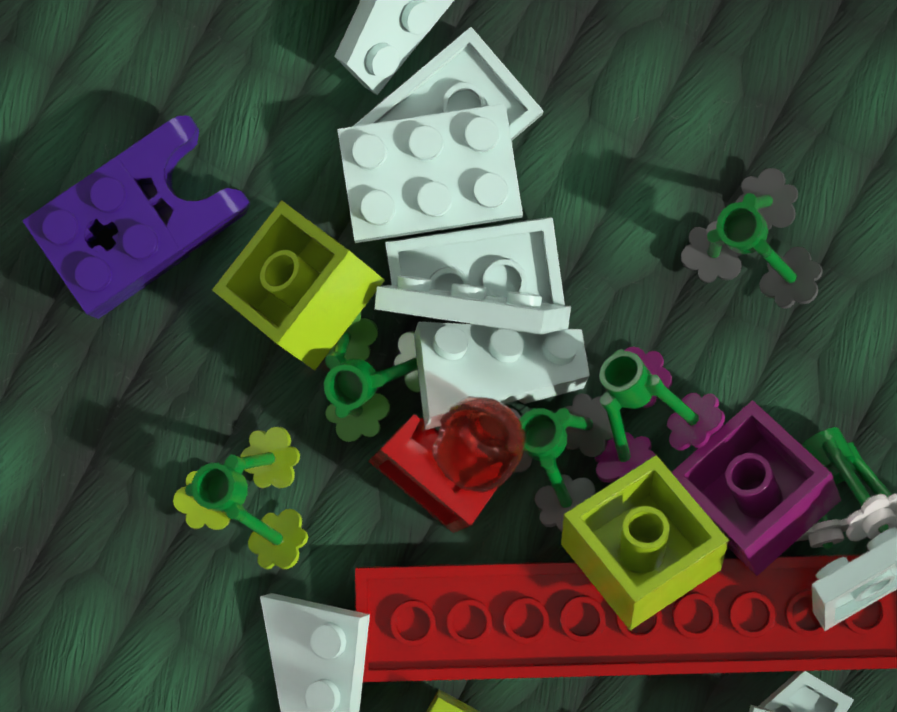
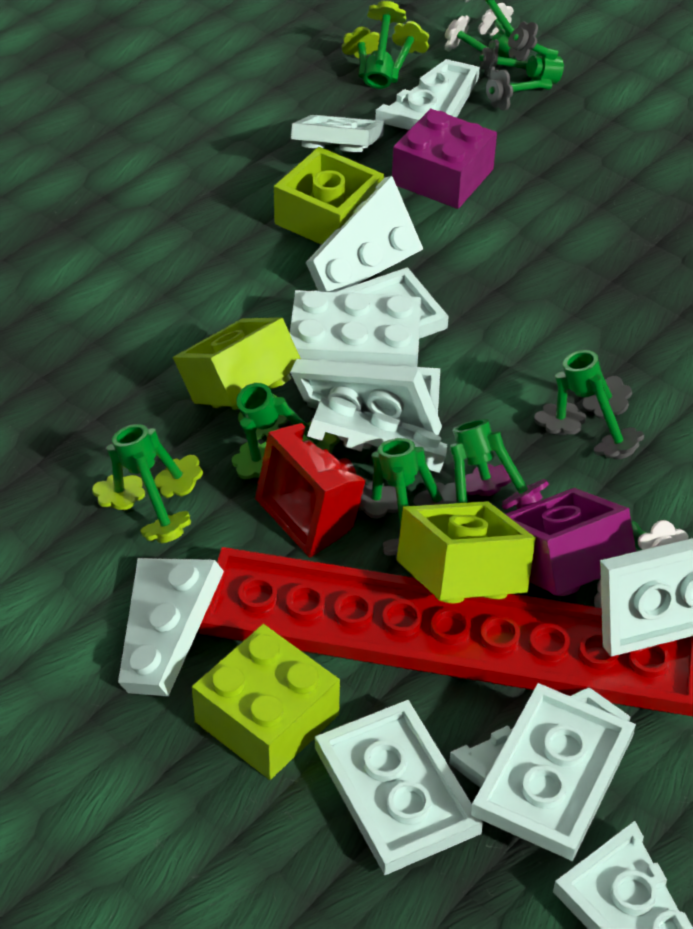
camera: 15 degrees right, 40 degrees down
(151, 221) = (131, 321): dark purple brick -> none
(479, 443) = (348, 435): clear red hair -> none

